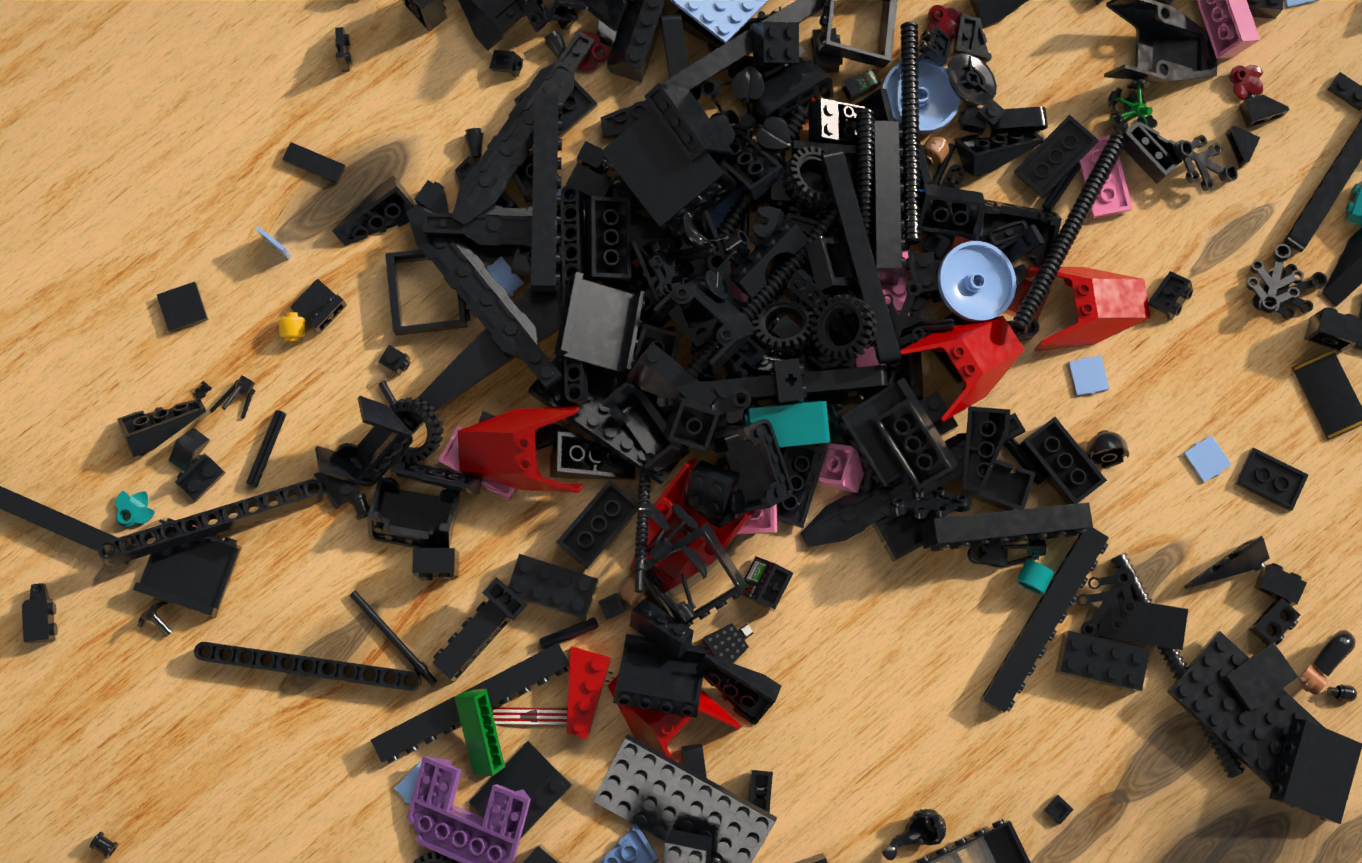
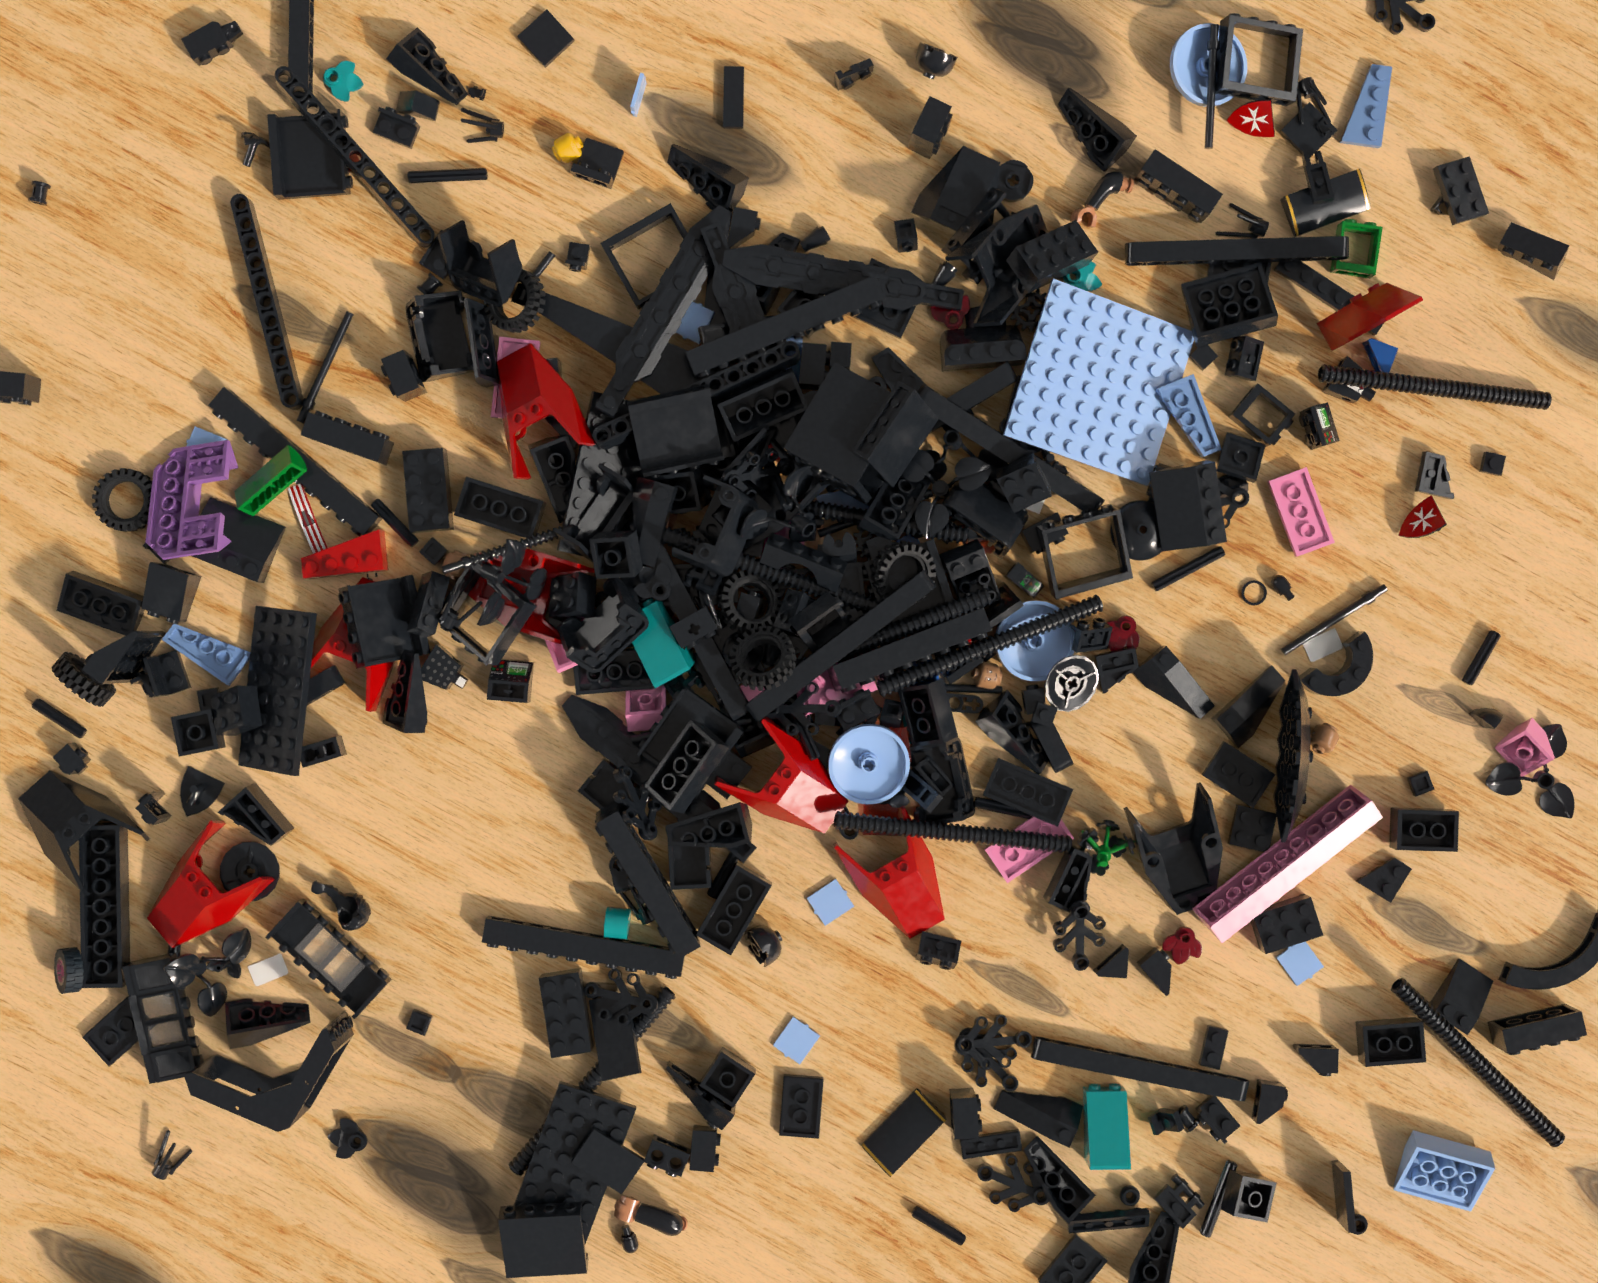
camera: 70 degrees right, 10 degrees up
(504, 598) = (392, 451): black brick -> none
(1220, 533) = (727, 1077): none -> black brick

